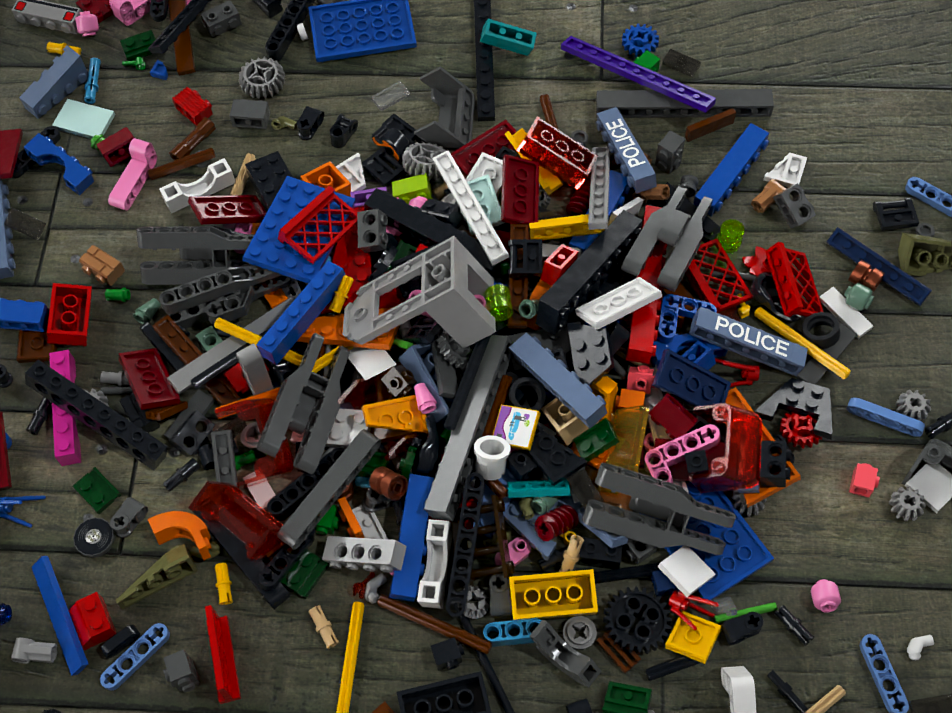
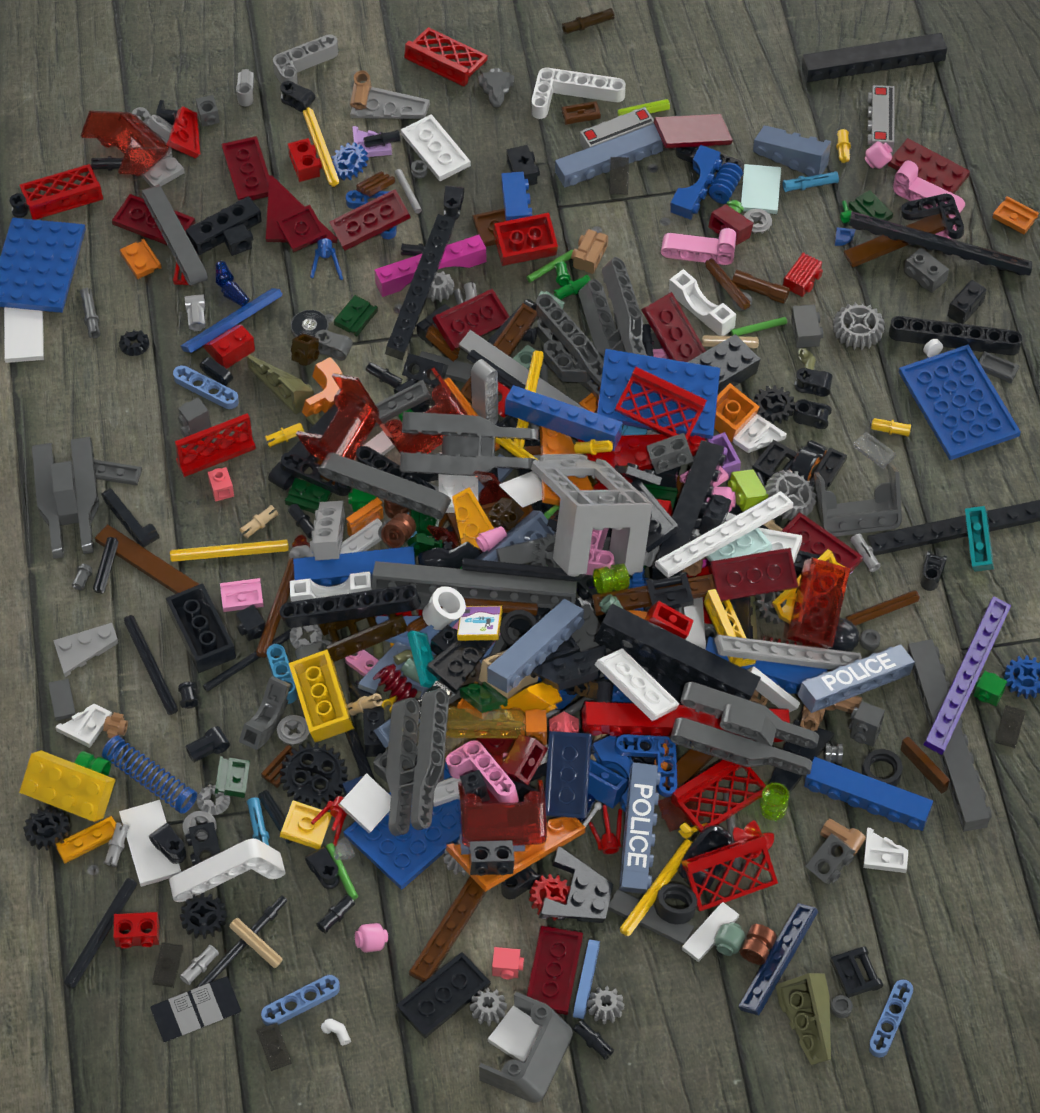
camera: 75 degrees right, 5 degrees down
(26, 605) = (234, 293): none -> clear blue cone
(69, 142) = (725, 182): none -> blue piece
(103, 303) = (548, 267): none -> bright green bar
(120, 123) = (761, 215): none -> light grey gear
(127, 543) = (305, 349): none -> dark brown brick
(137, 288) = (571, 288): none -> green pin
(234, 151) = (759, 326): none -> bright green bar
(266, 658) = (220, 484): none -> coral brick
(323, 153) = (774, 404): none -> black gear
(333, 583) = (302, 520): none -> black axle
(373, 77) = (891, 427): none -> yellow axle
(409, 659) = (241, 594): none -> bright pink plate
(493, 121) = (866, 551): none -> light grey pin
(524, 80) = (932, 571): none -> black piece
(708, 144) = (886, 756): none -> black tyre
(714, 683) = (258, 828): none -> dark azure pin
(822, 527) = (448, 931): none -> reddish brown tile
(873, 442) = (555, 967): none -> dark red plate
(890, 542) = (443, 995): none -> black plate

